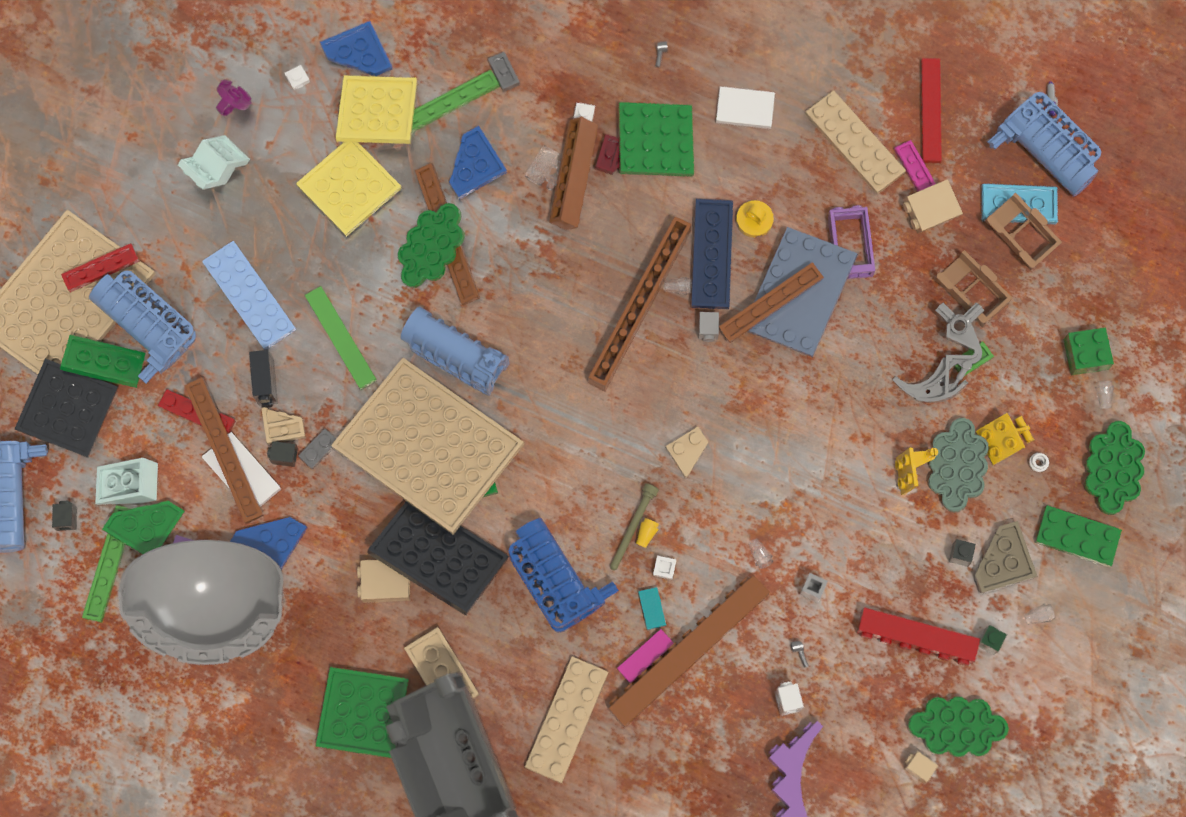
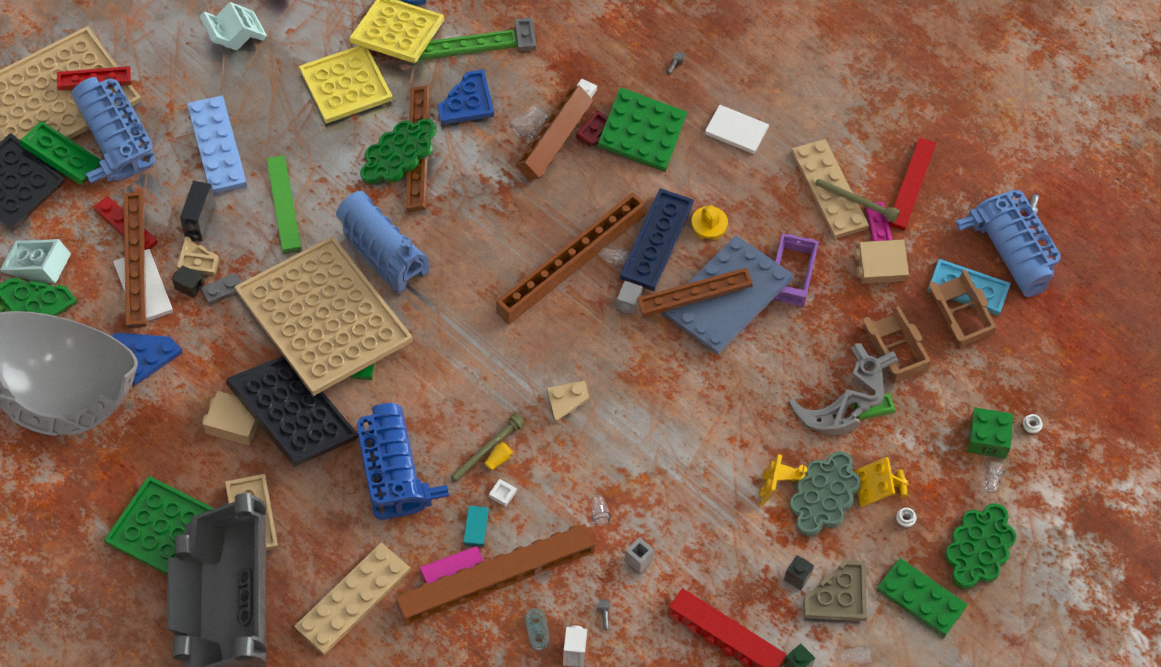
camera: 15 degrees right, 15 degrees down
(746, 690) = (537, 630): none -> clear light blue plate
(922, 153) = (890, 213): none -> olive piece
(1124, 322) = (1036, 420): none -> white plate

